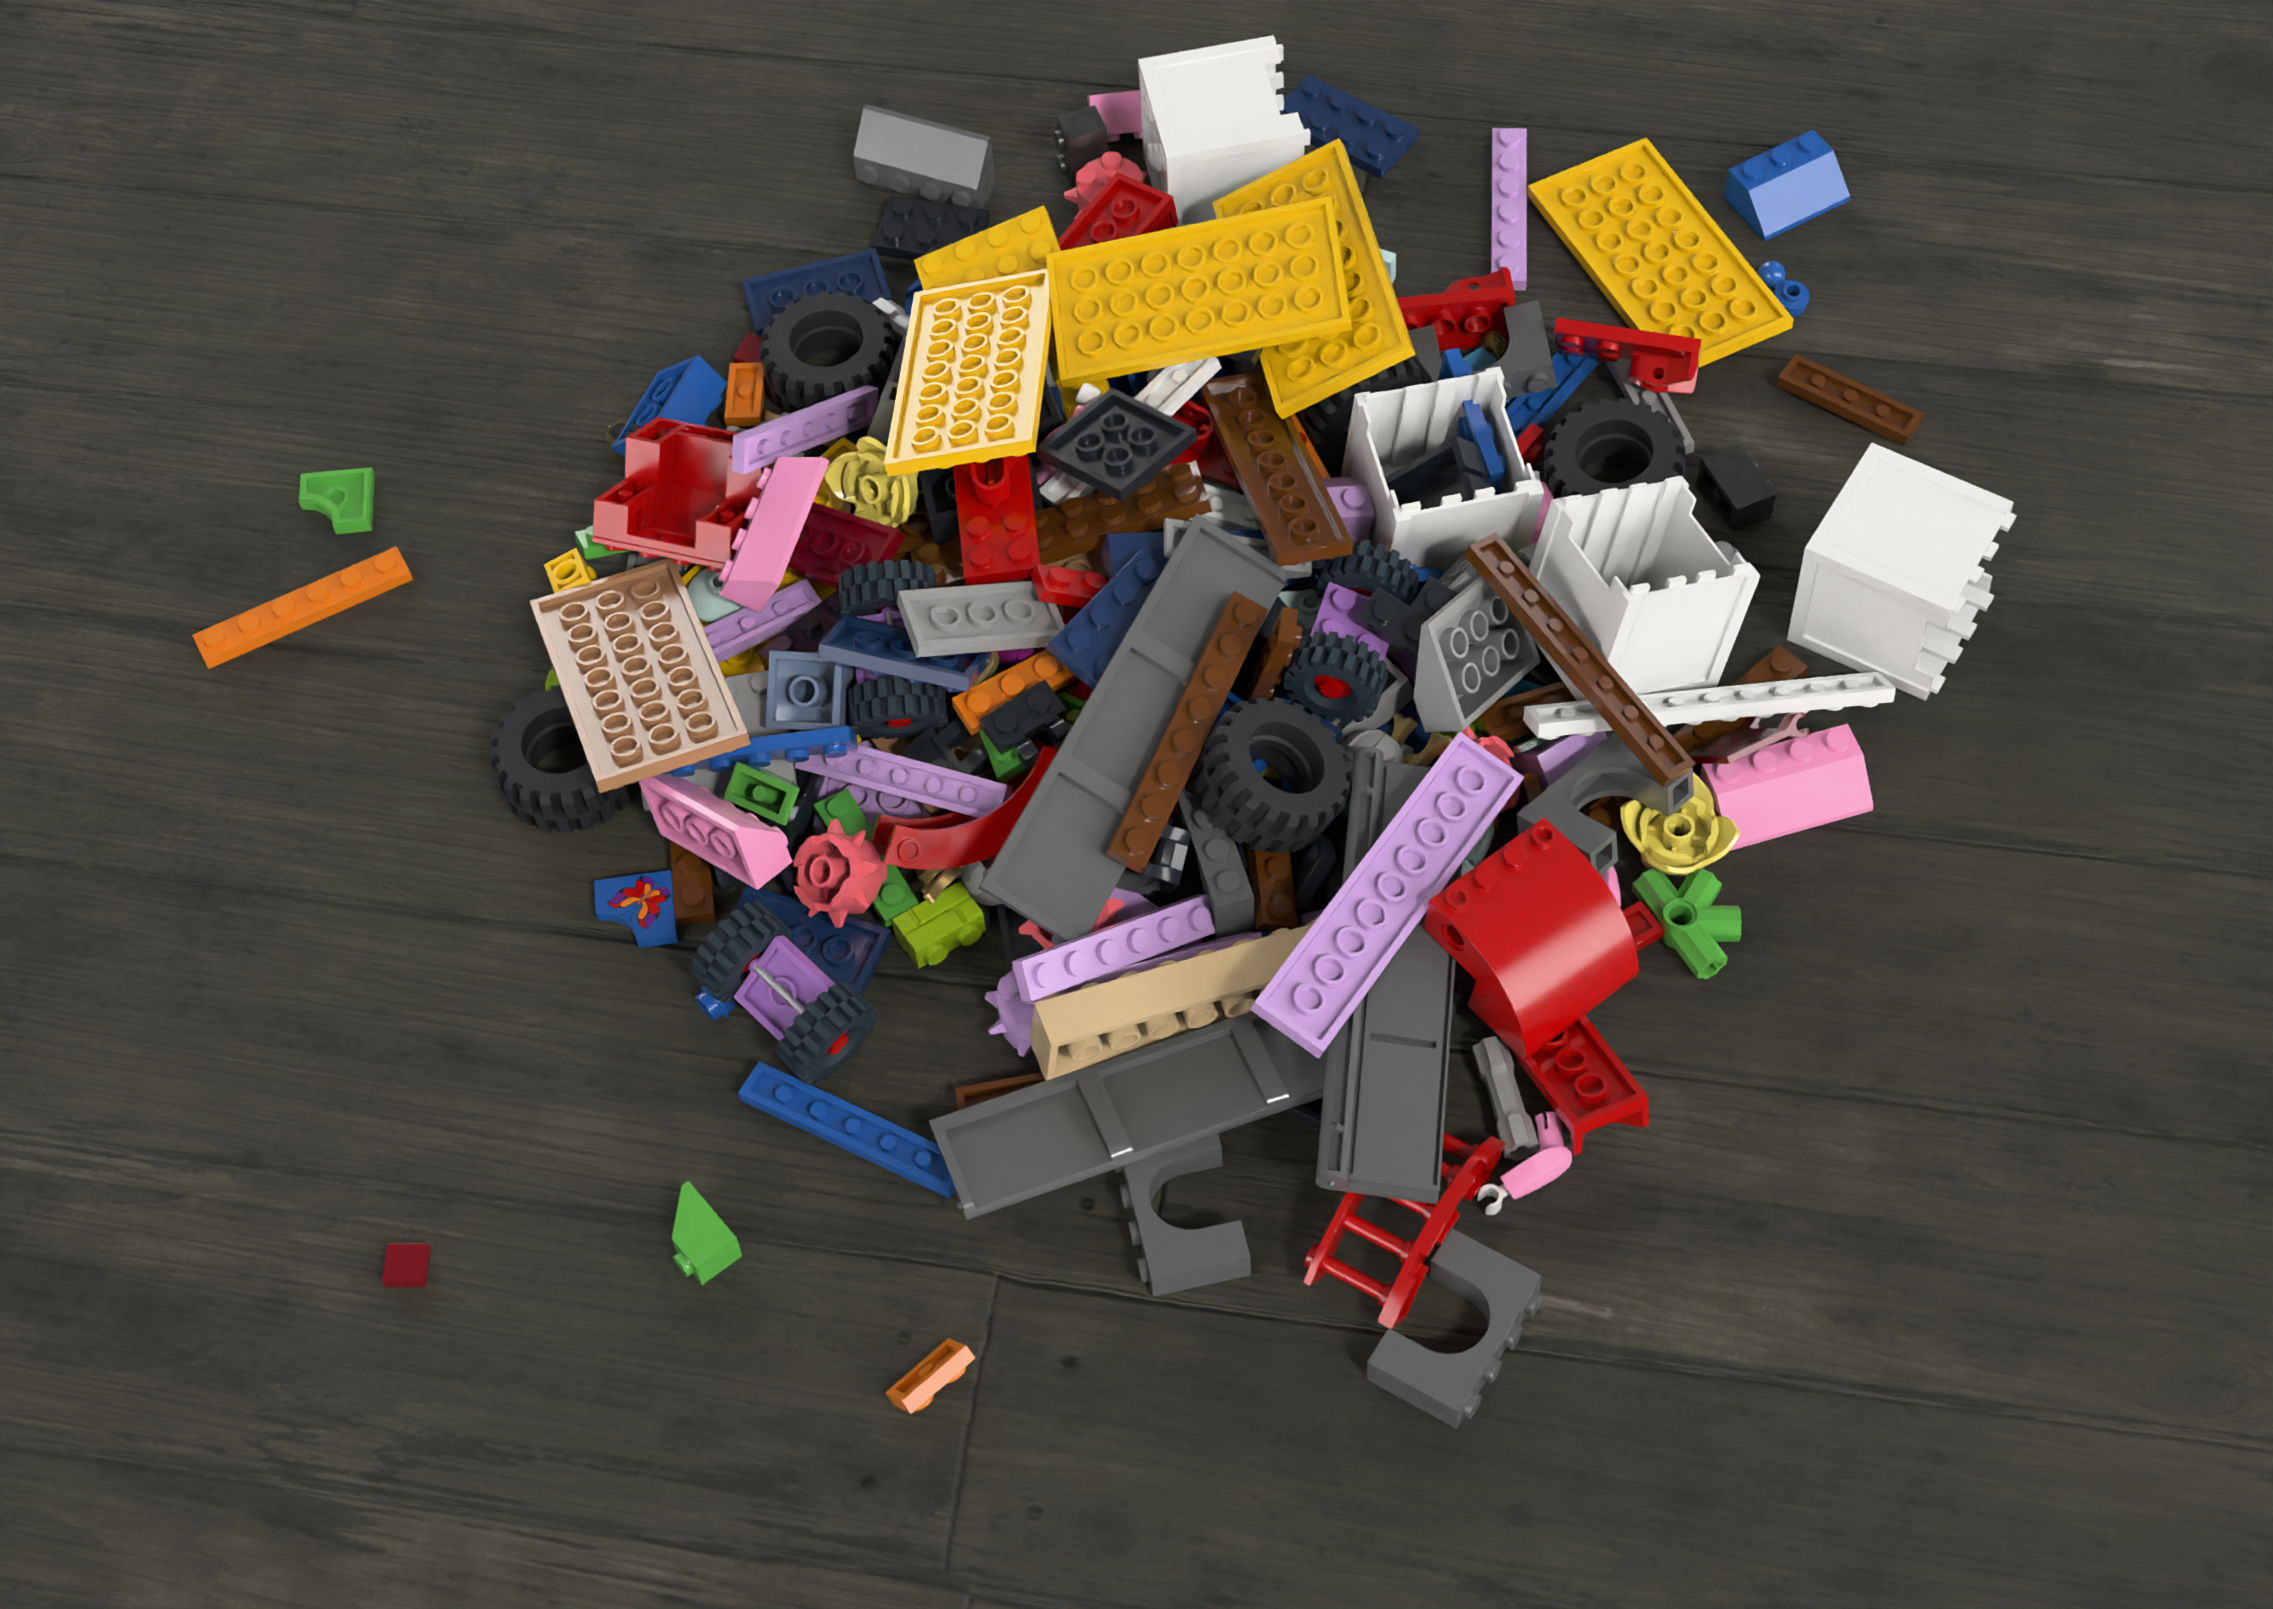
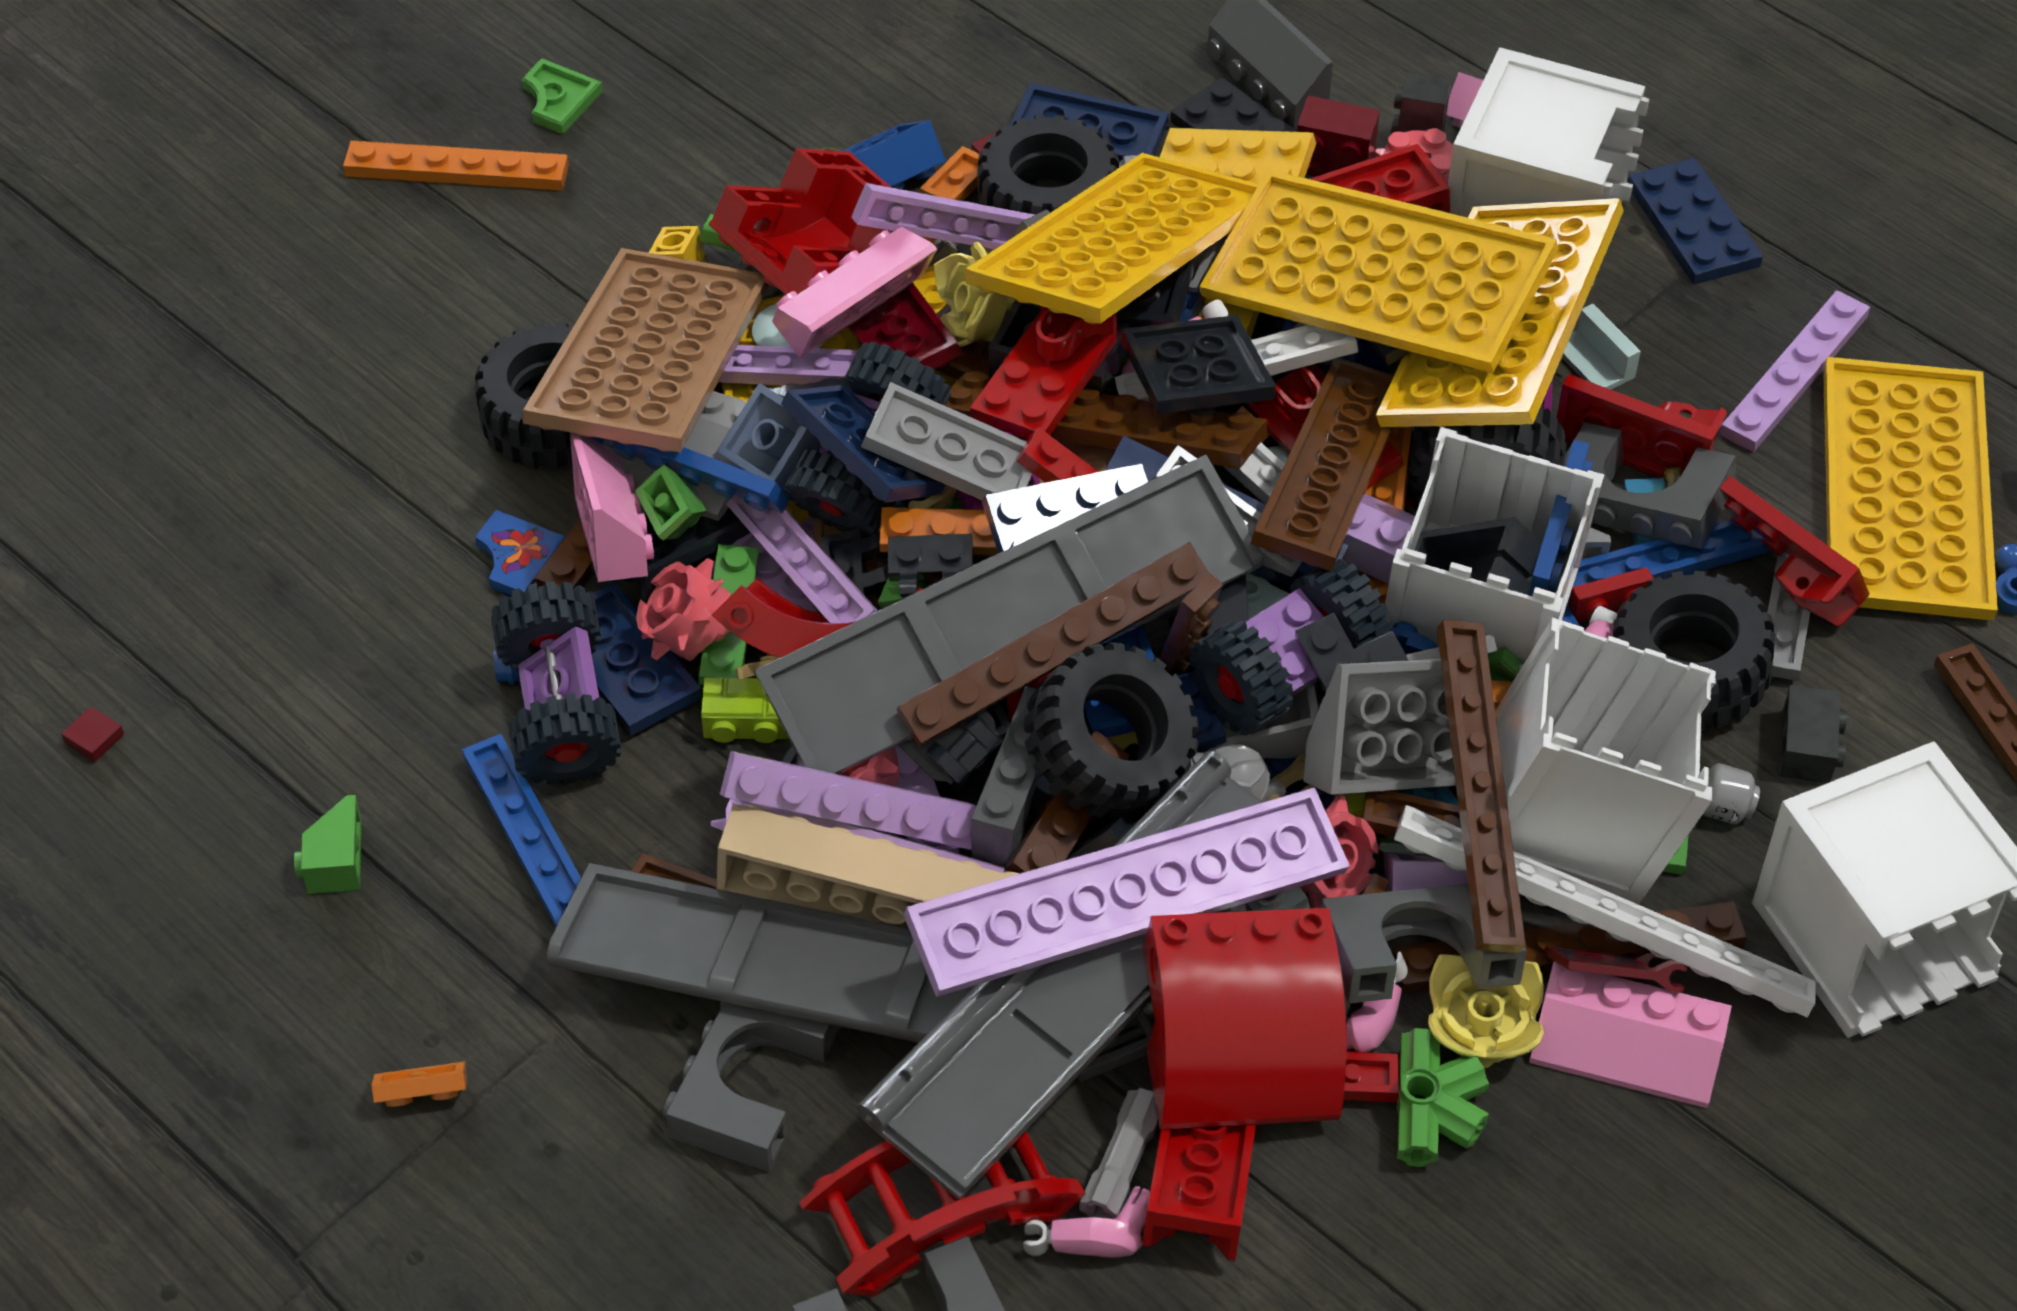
camera: 30 degrees right, 5 degrees down
(1032, 188) = (1342, 133): none -> dark red brick

